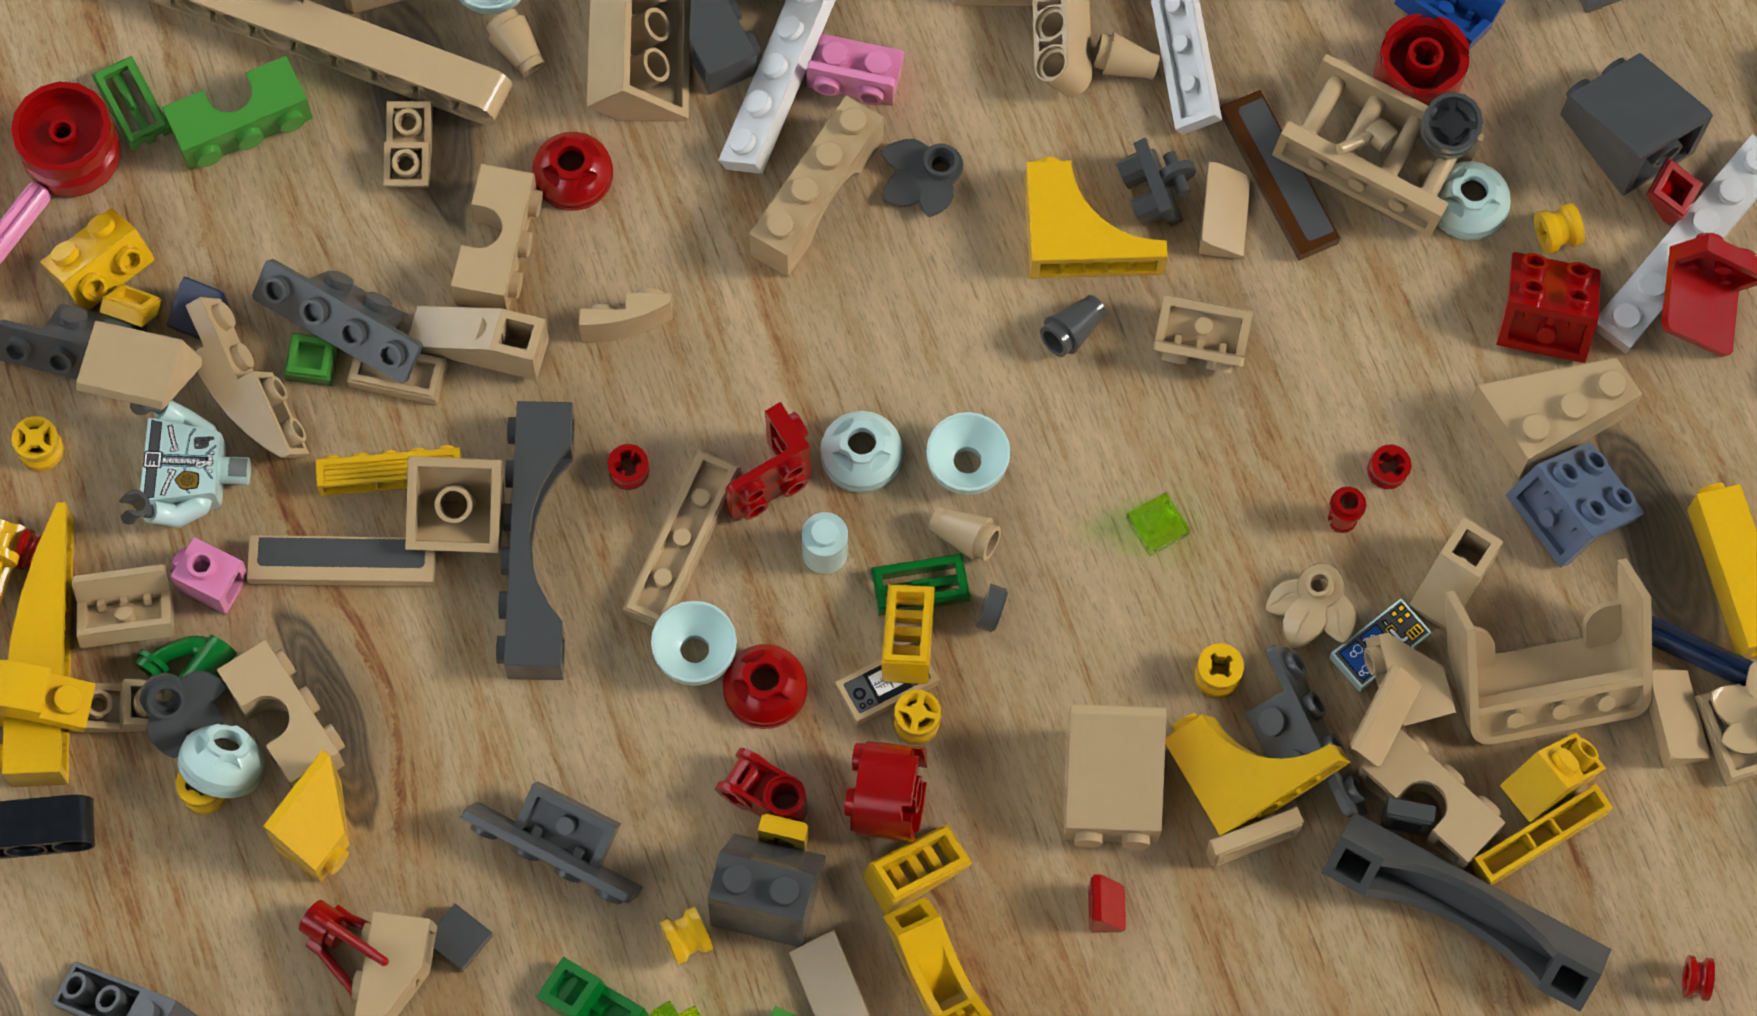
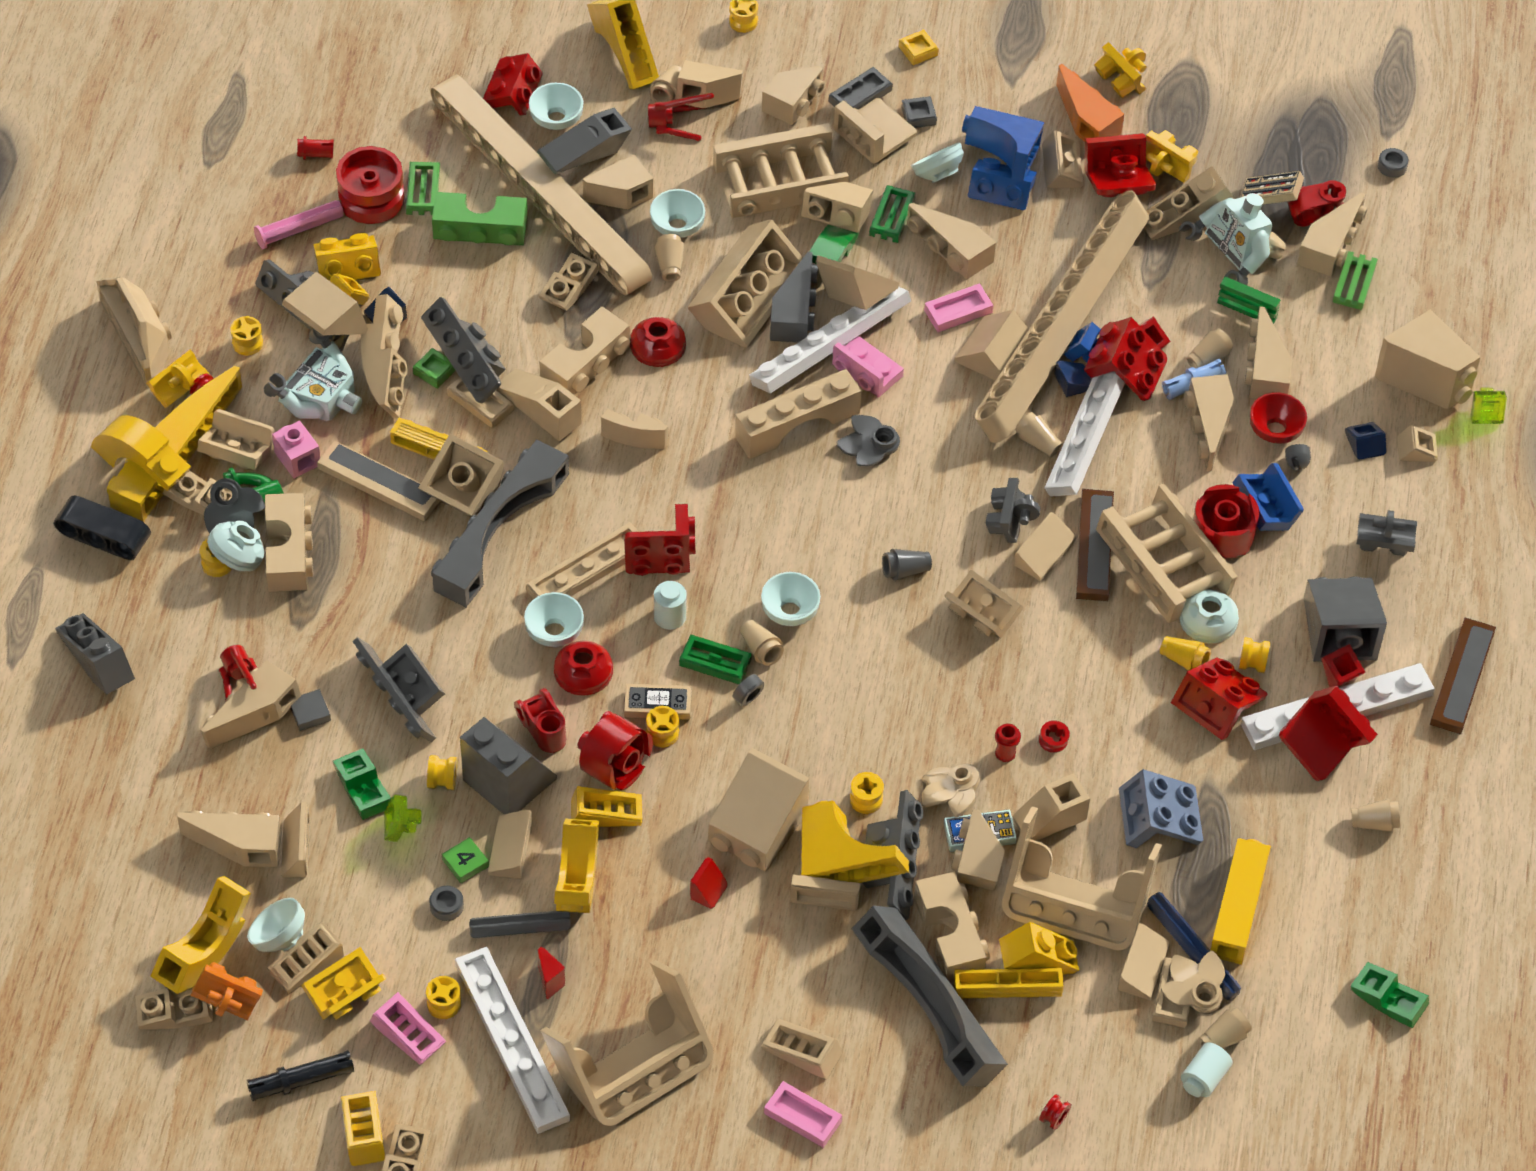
camera: 30 degrees right, 15 degrees down
(312, 821) = (266, 598): yellow slope -> none
(614, 464) = (589, 516): red bush -> none
(783, 831) = (538, 746): yellow tile -> none
(861, 471) = (729, 582): light aqua piece -> none
(907, 662) = (677, 694): yellow slope -> none
(1071, 238) = (936, 517): yellow arch -> none
(1158, 524) = (885, 697): clear neon green tile -> none
(1377, 134) = (1165, 540): tan hand -> none
(1385, 716) = (945, 853): tan slope -> none
(1408, 816) = (928, 927): dark grey tile -> none
(1451, 126) = (1212, 554): dark grey wheel -> none
(1478, 268) = (1185, 652): none -> yellow cone
(1553, 409) = (1183, 750): tan wedge -> none

